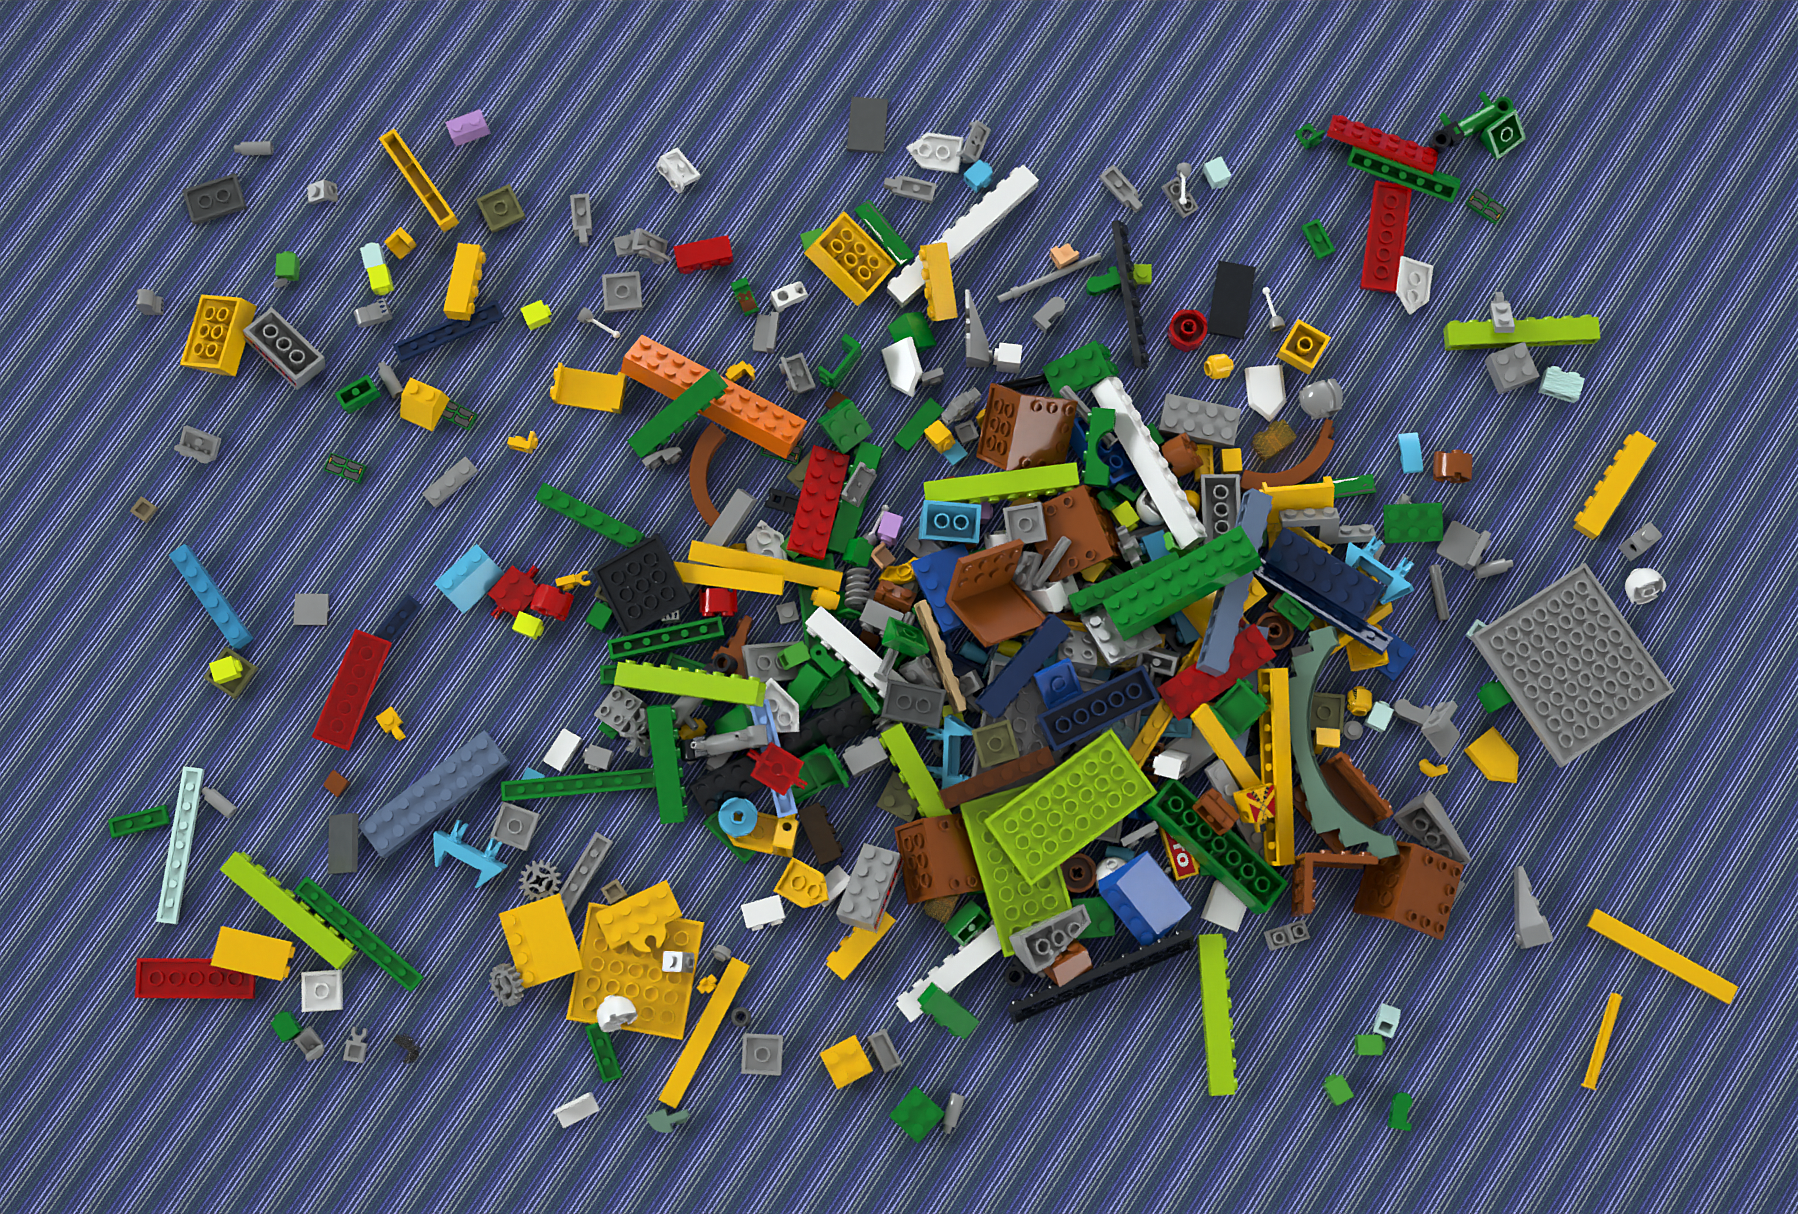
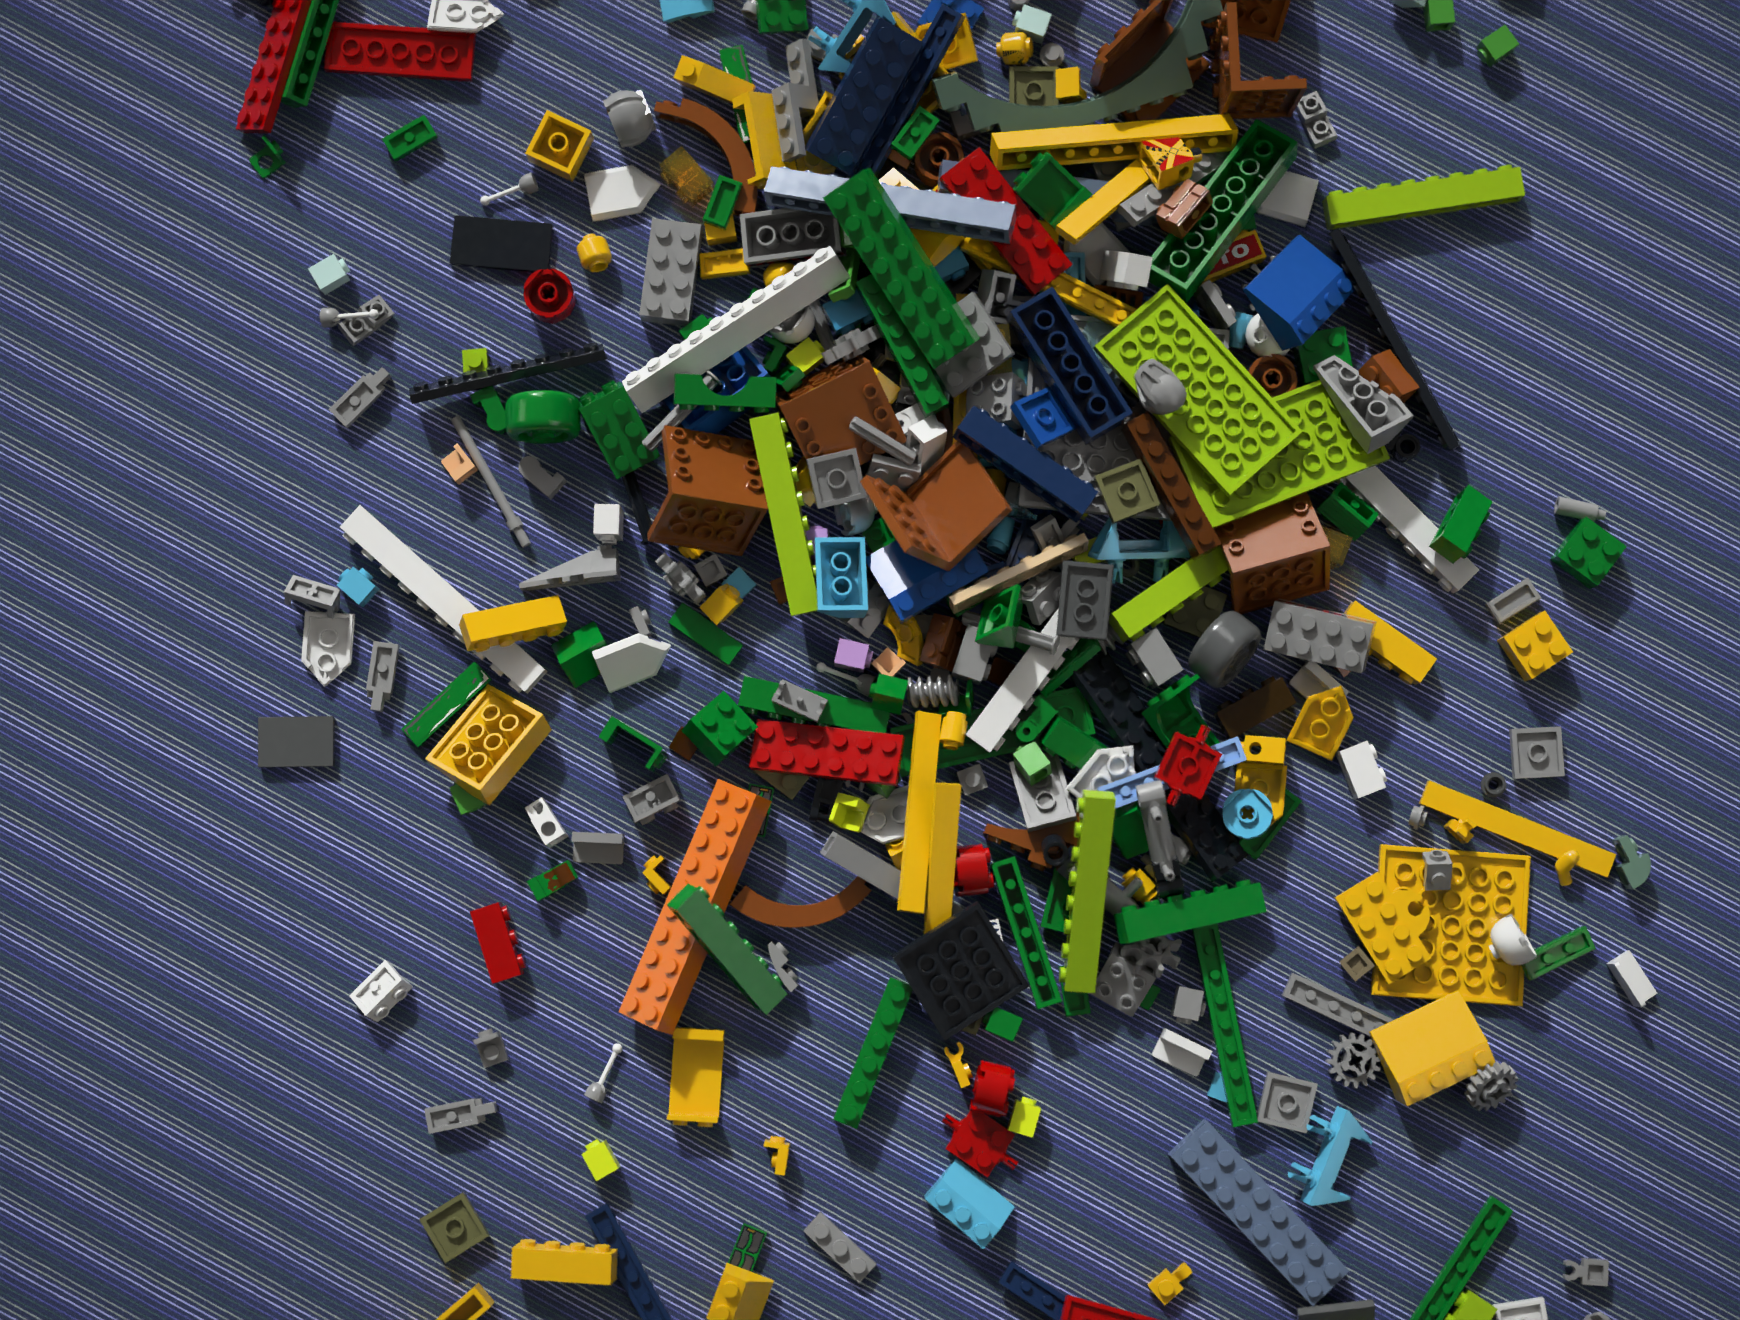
camera: 100 degrees left, 5 degrees up
(407, 1043) = (1577, 1205): clear smoke bracket -> none
(467, 127) = (343, 1287): lavender brick -> none
(622, 292) = (558, 1046): light grey plate -> none
(650, 246) = (494, 1014): light grey bracket -> none
(671, 1065) = (1564, 865): none -> yellow arm
(771, 516) = (849, 812): none -> neon yellow panel
(866, 812) = (1224, 649): none -> dark grey wheel
(1071, 770) = (1159, 388): none -> light grey helmet
(1092, 314) = (542, 417): none -> green wheel
(1182, 454) = (720, 289): dark orange brick -> none
(1249, 463) = (722, 202): none -> green tile
(1347, 464) = (710, 80): none -> yellow slope

